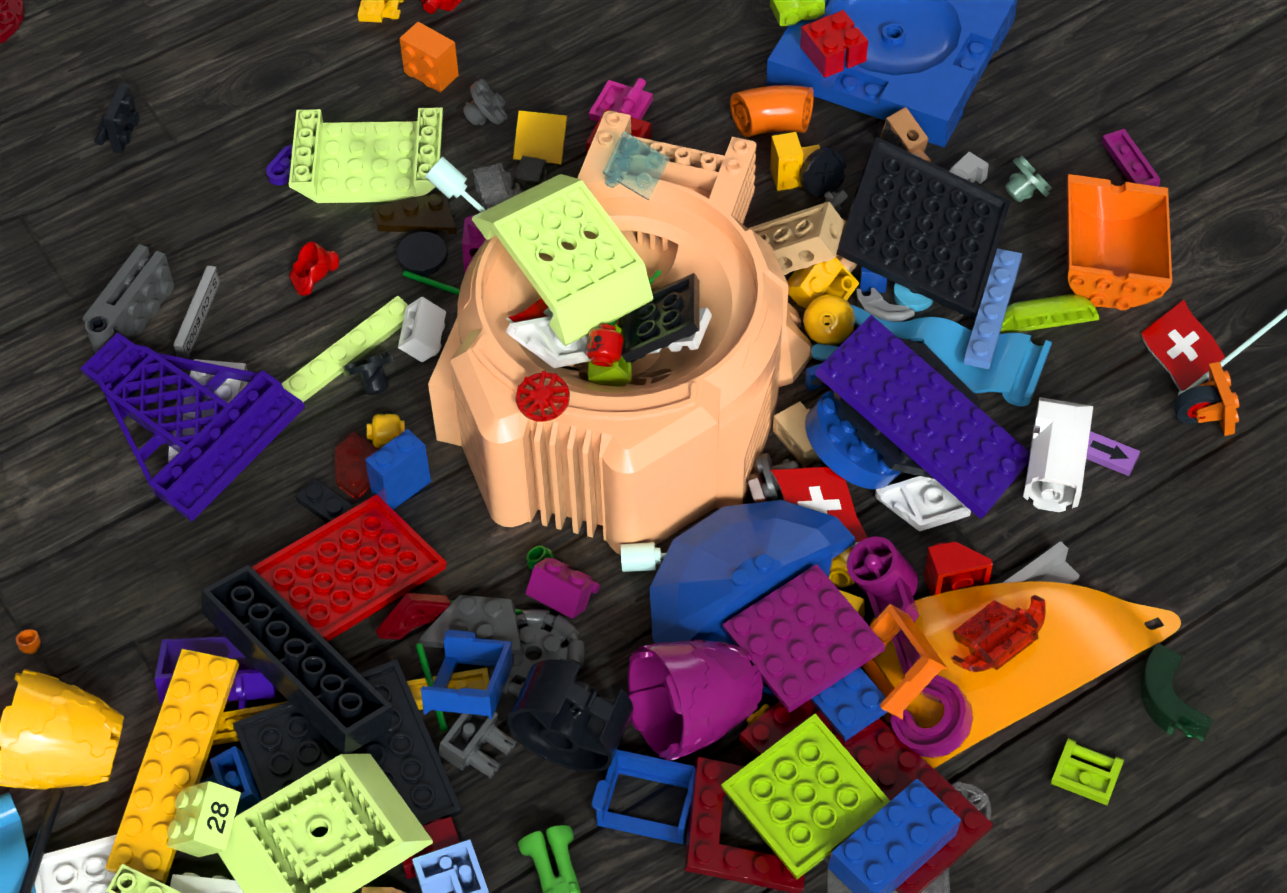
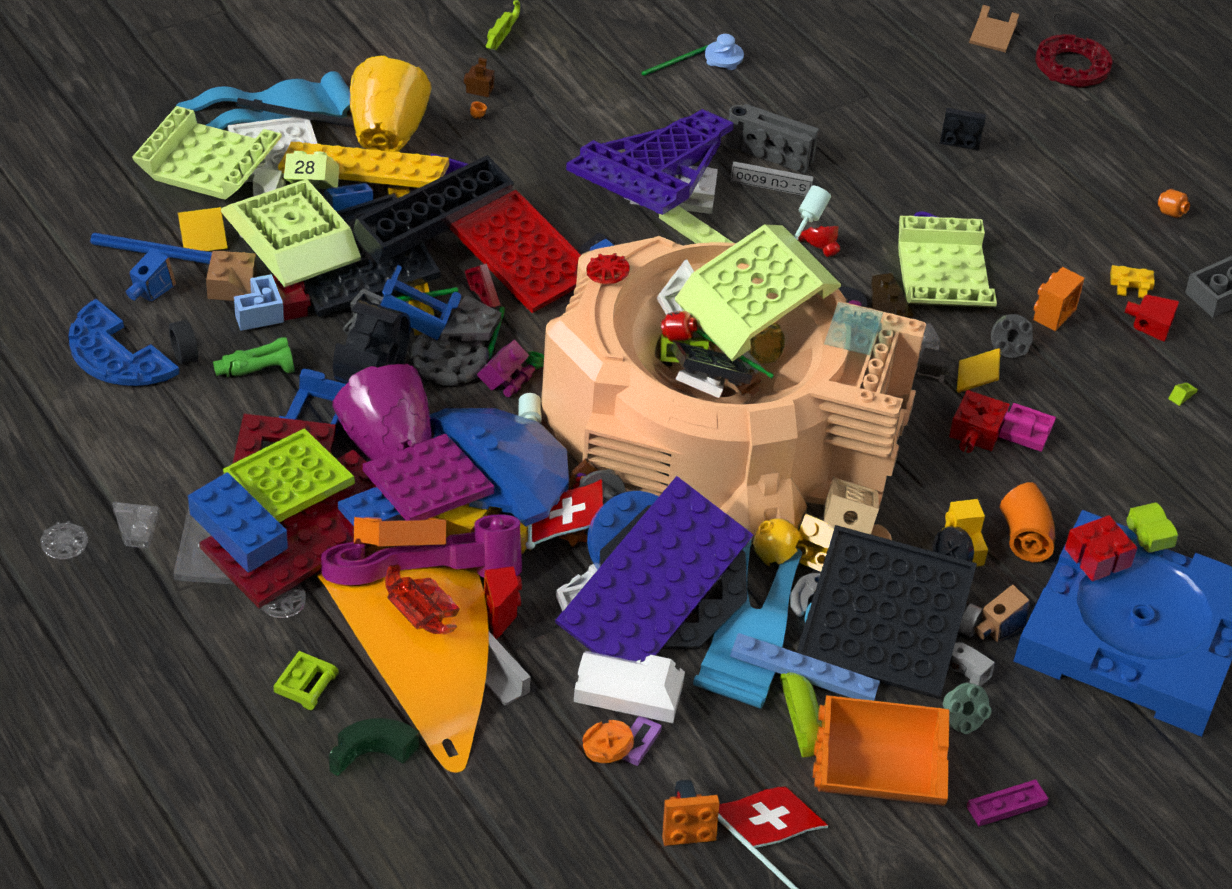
camera: 85 degrees right, 10 degrees down
(1121, 477) = (608, 741): none -> orange tile

